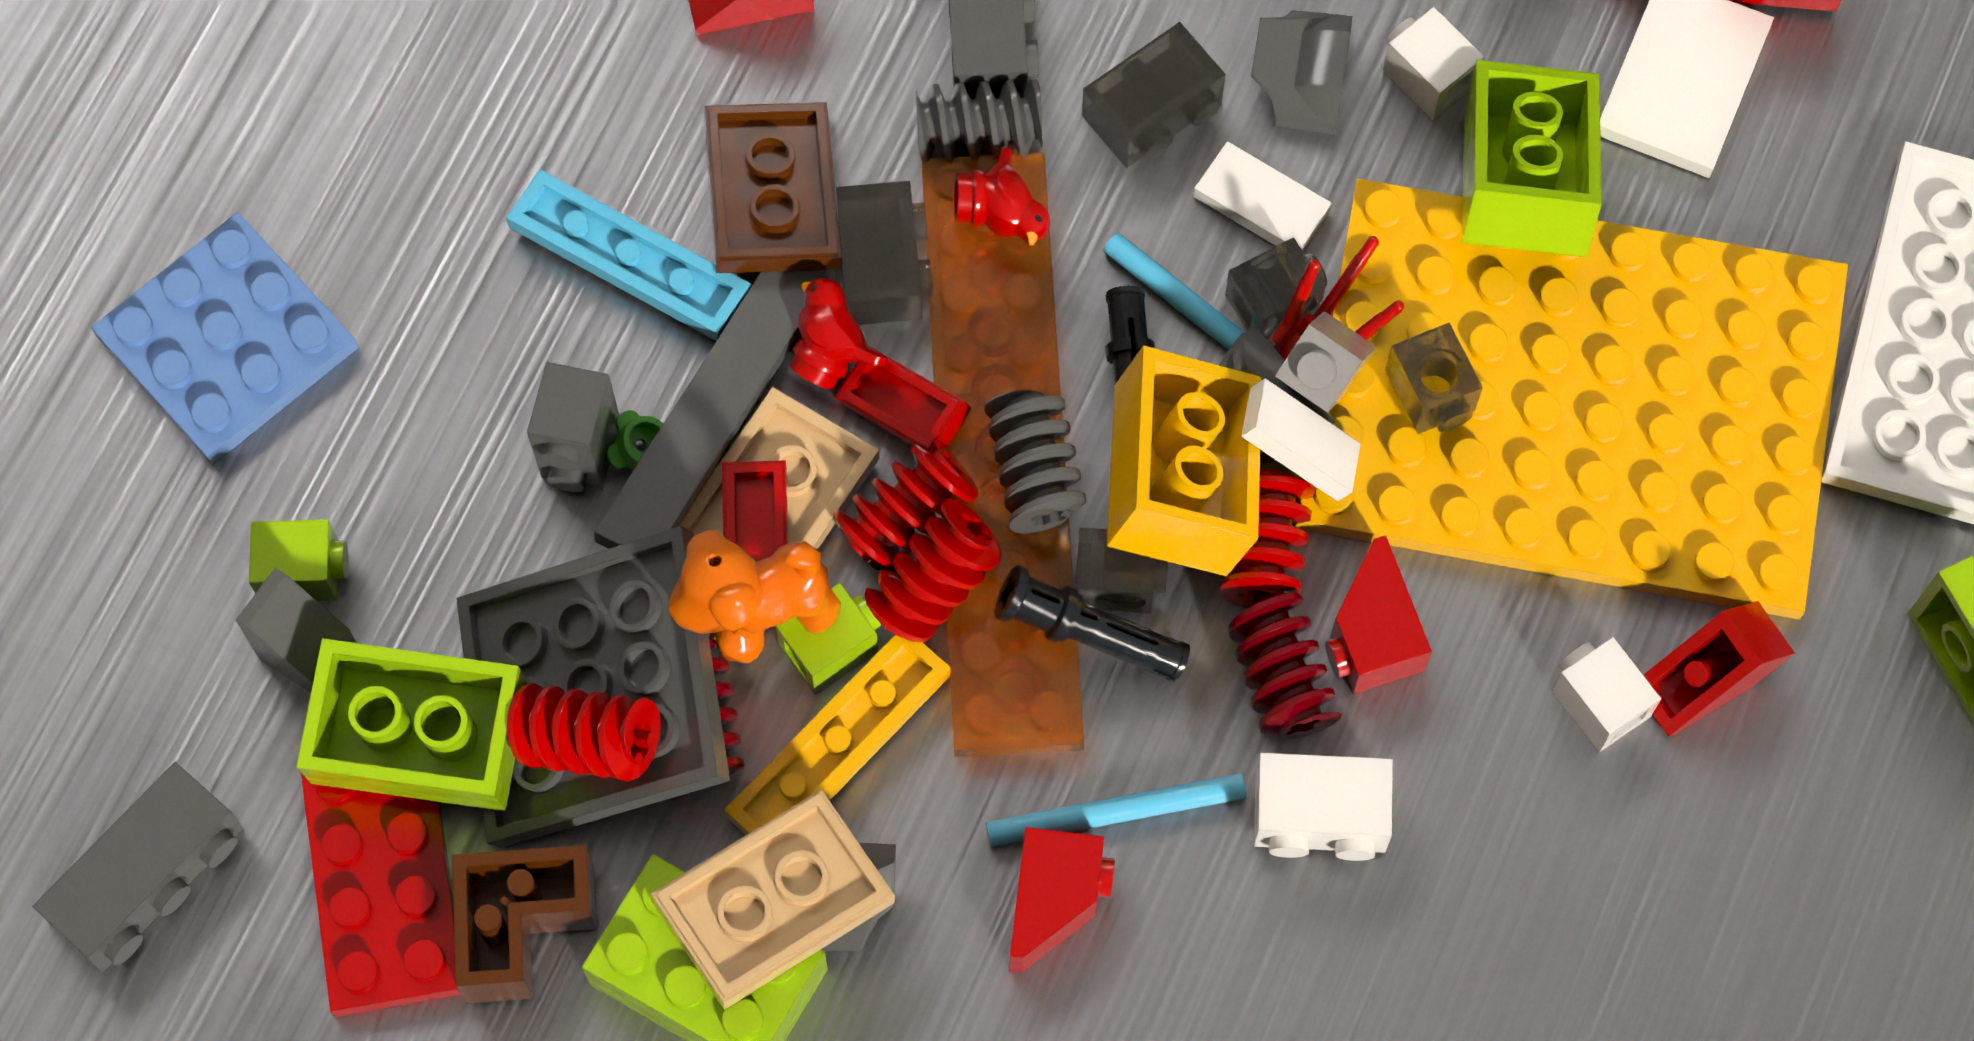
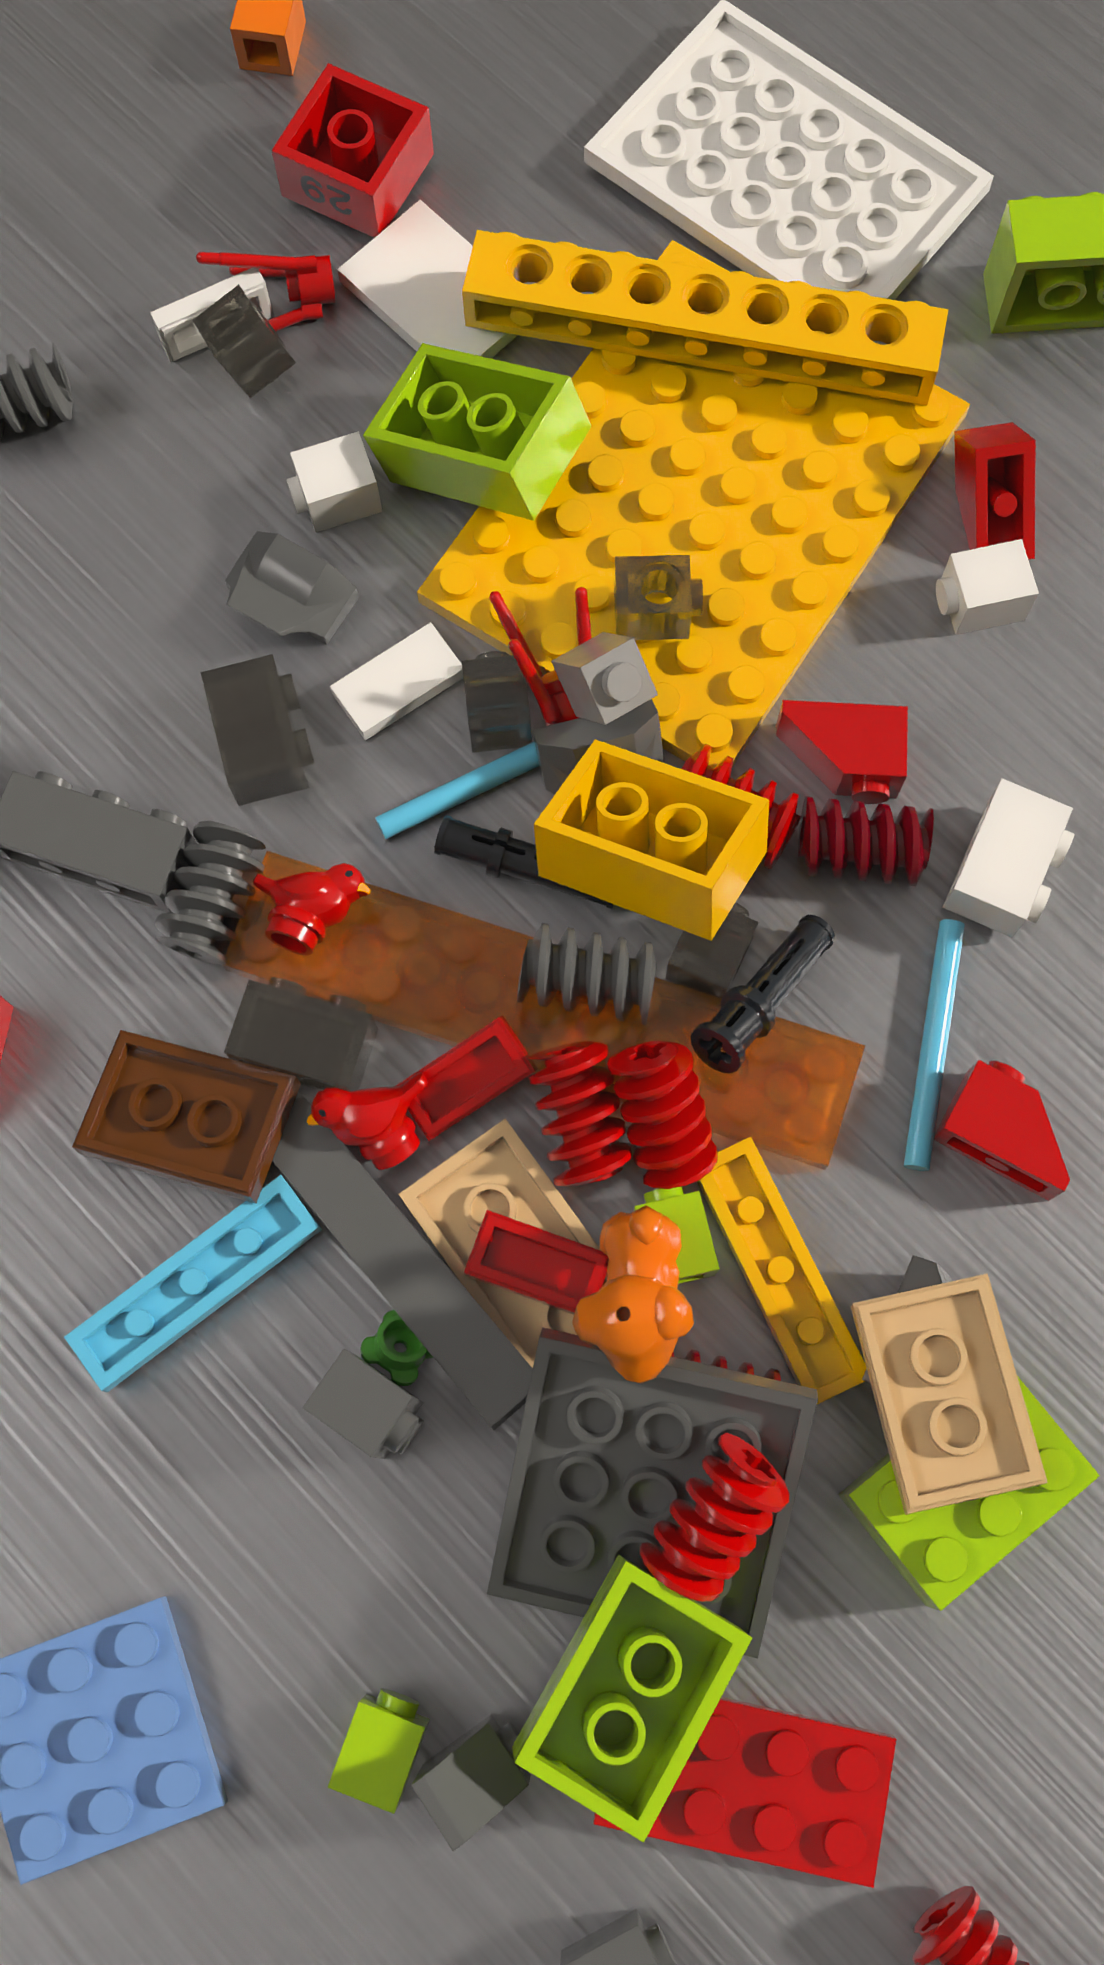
camera: 65 degrees left, 5 degrees up
(505, 900) = (832, 1662): reddish brown brick -> none
(1301, 439) = (671, 730): white tile -> none
(1796, 524) = (721, 340): none -> yellow brick

